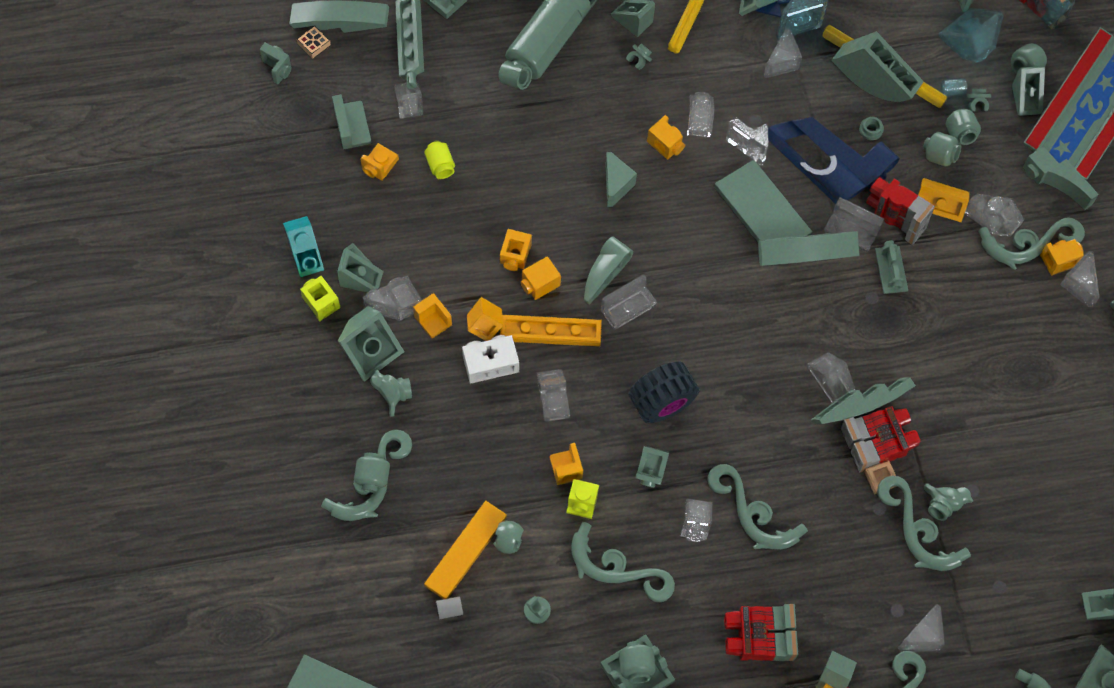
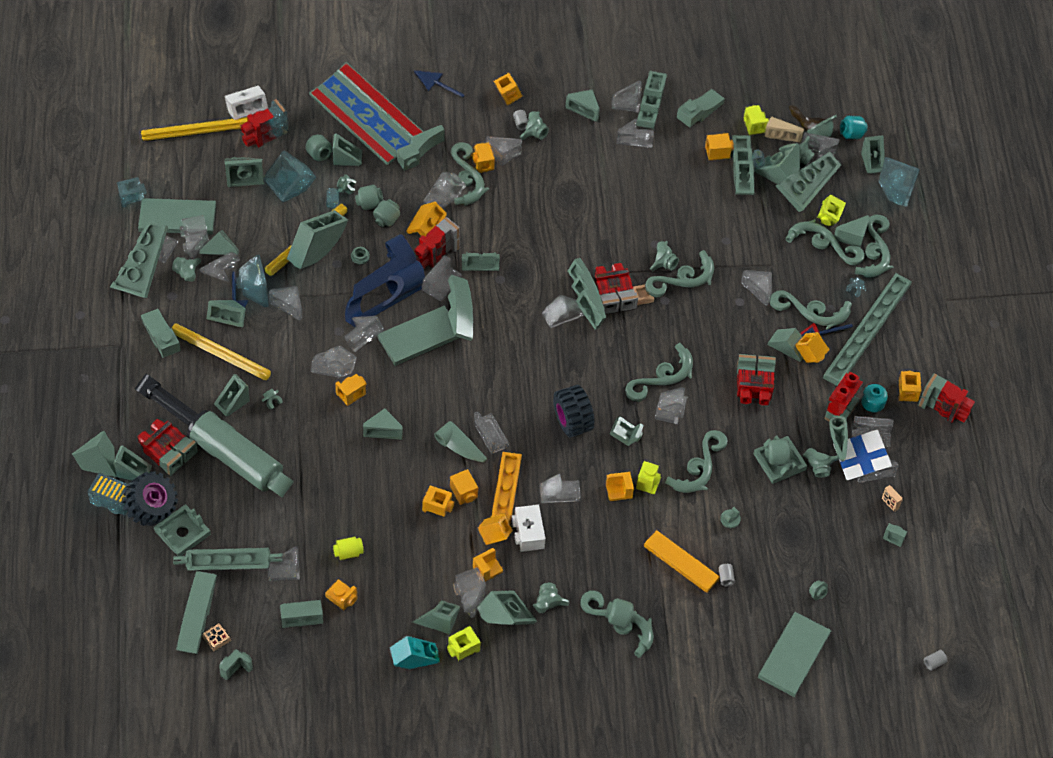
camera: 85 degrees left, 10 degrees down
(508, 537) = (675, 529): sand green piece -> none

